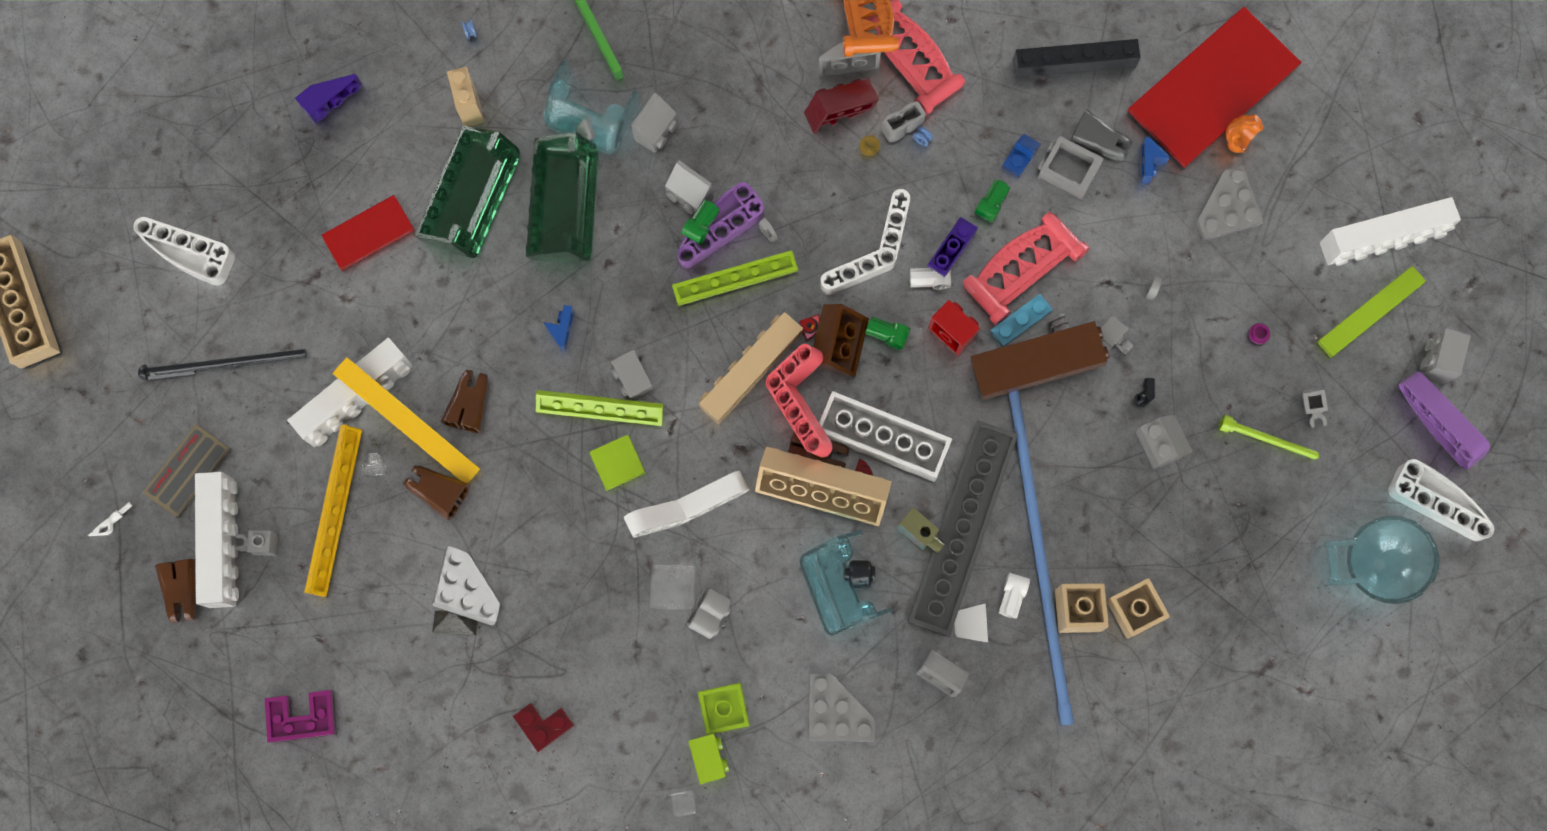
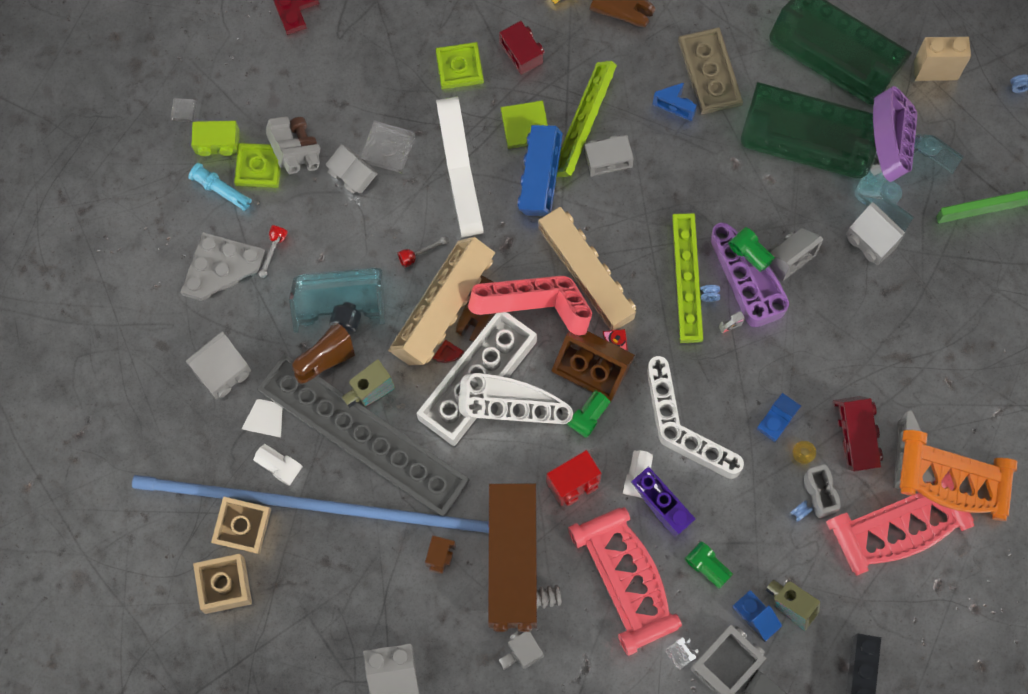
camera: 105 degrees right, 5 degrees down
(518, 305) = (710, 71): none -> dark tan tile
(537, 485) = (521, 47): none -> dark red brick
(555, 121) = (894, 132): none -> medium lavender beam
(569, 542) = (459, 65): none -> lime tile
(666, 432) = (540, 170): none -> blue brick
(703, 675) = (292, 151): none -> light grey hips
(745, 254) = (710, 293): none -> medium blue bush
(754, 747) = (212, 182): none -> medium azure pin
(781, 535) = (407, 256): none -> hinge
(793, 666) = (276, 235): none -> hinge
(840, 172) = (778, 417): none -> blue slope
(896, 574) = (329, 351): none -> reddish brown piece
(903, 399) = (506, 394): none -> white beam
(1008, 118) = (803, 607): none -> olive torso
(1021, 320) = (567, 559): medium azure plate -> none
(1051, 428) = (439, 554): none -> reddish brown brick
(1074, 206) = (681, 653): none -> clear tile
(1147, 394) = (448, 671): black arm -> none

